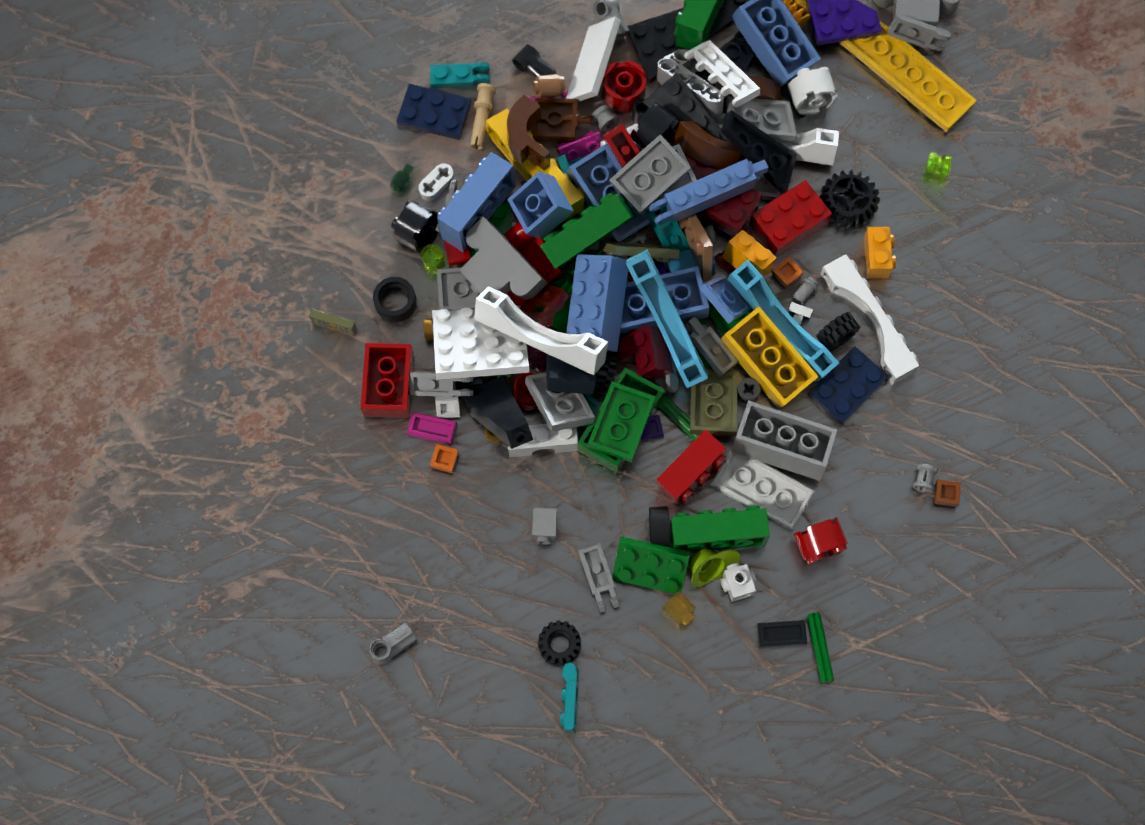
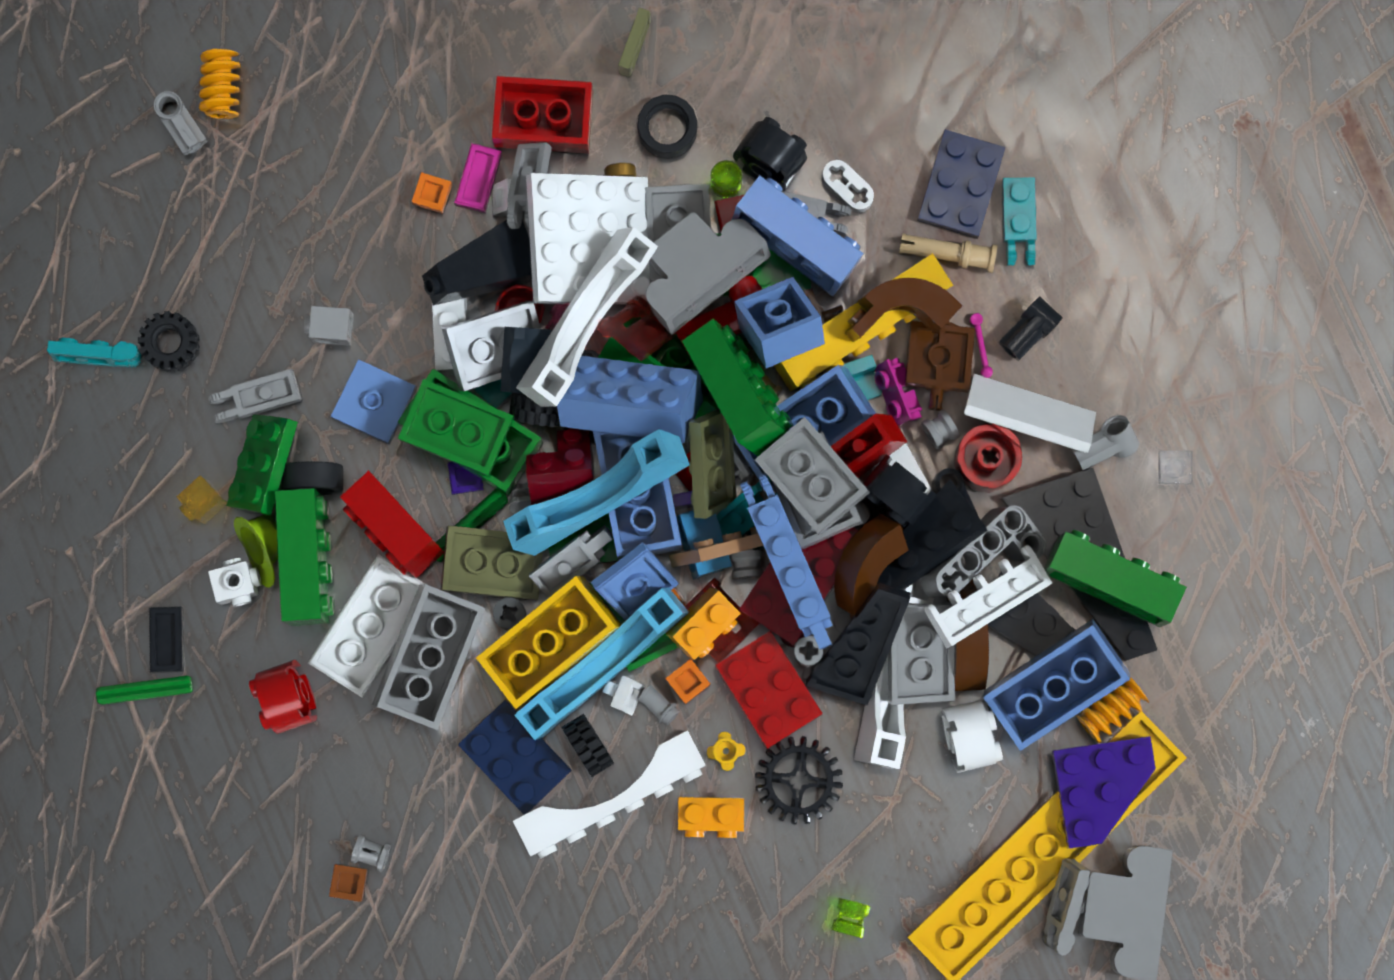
camera: 90 degrees right, 10 degrees up
(362, 615) = (217, 83): none -> light orange piece
(402, 179) = (852, 137): clear green cylinder -> none
(549, 85) = (990, 347): medium nougat brick -> none
(599, 493) = (373, 401): none -> medium blue plate
(769, 186) = (801, 644): none -> light grey bush
(834, 241) = (726, 760): none -> yellow plate

